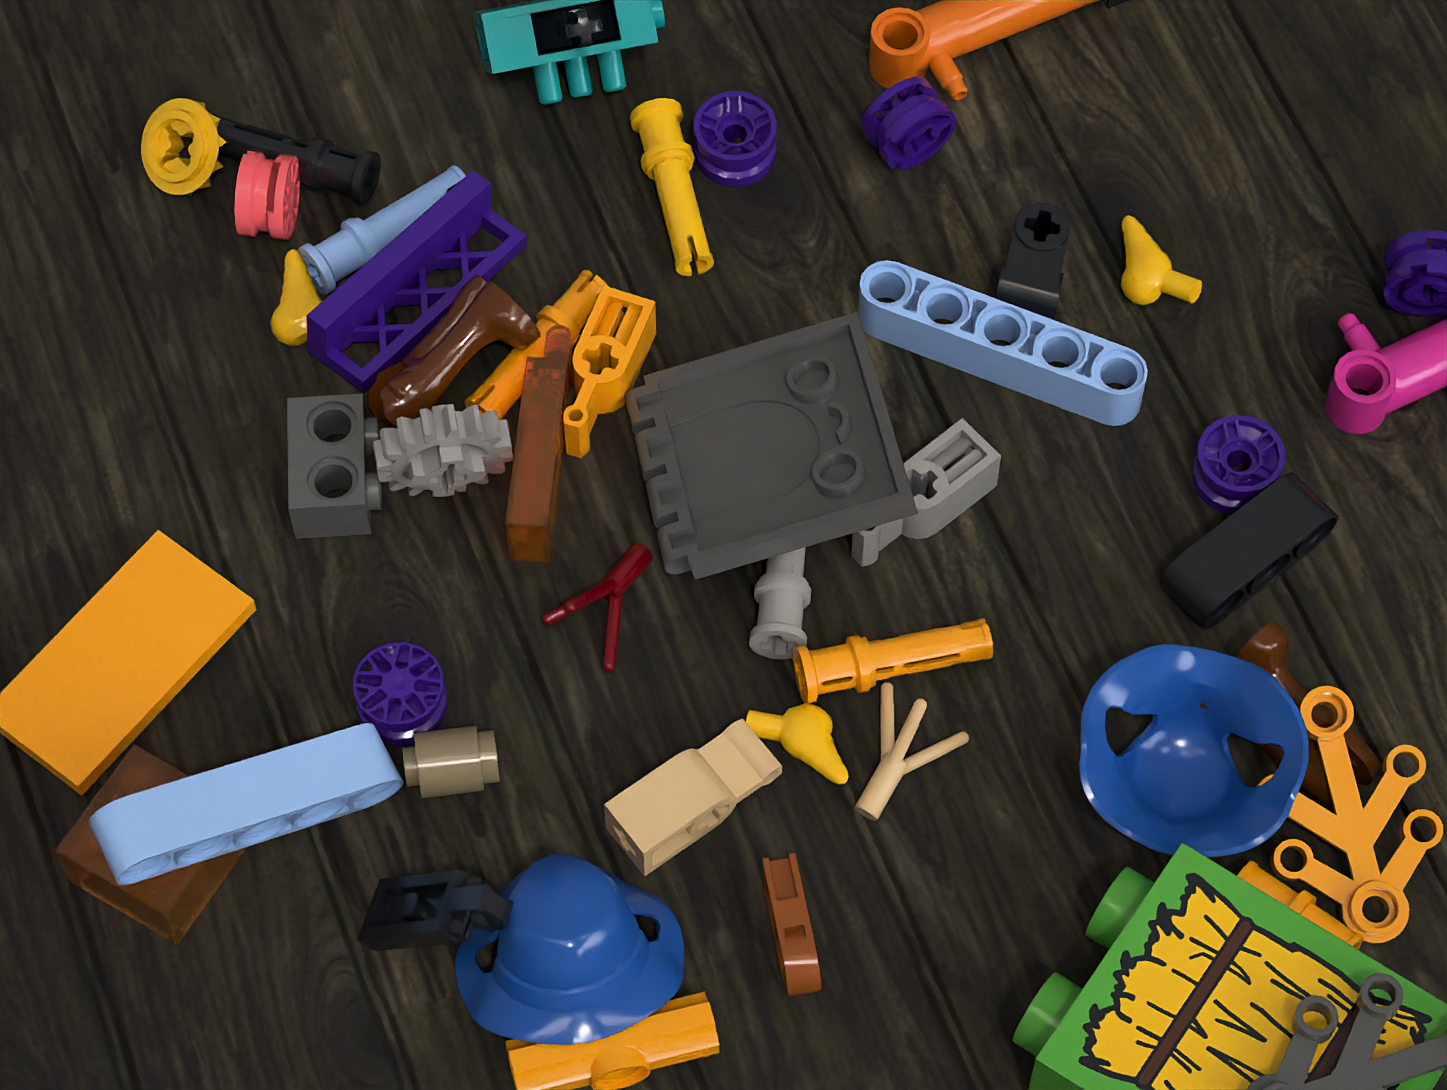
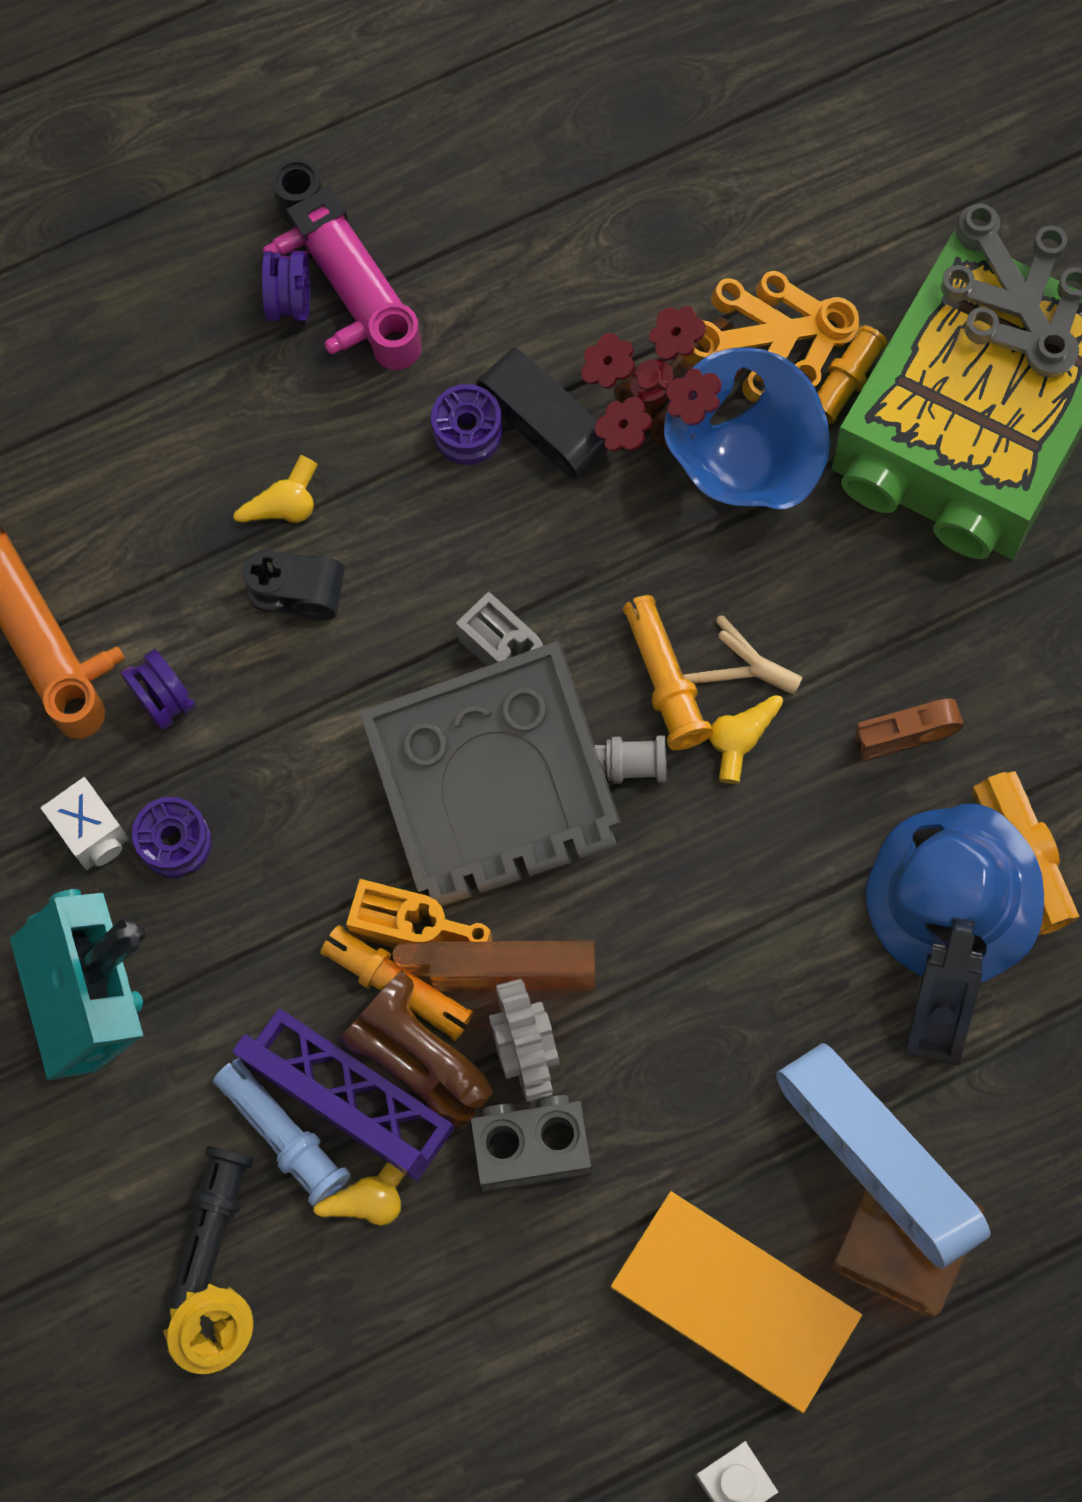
camera: 90 degrees left, 10 degrees up
(267, 195) = (259, 1246): coral wheel -> none
(400, 692) = (740, 1057): dark purple wheel -> none
(451, 761) = (800, 1004): dark tan brick -> none
(611, 589) = (622, 897): dark red plant -> none
(668, 162) = (198, 892): yellow pin -> none
(689, 796) = (804, 815): tan piece -> none
(758, 54) = (86, 824): none -> white brick
(1017, 366) = (366, 583): light blue beam -> none
(1268, 645) = (652, 379): none -> dark red plant

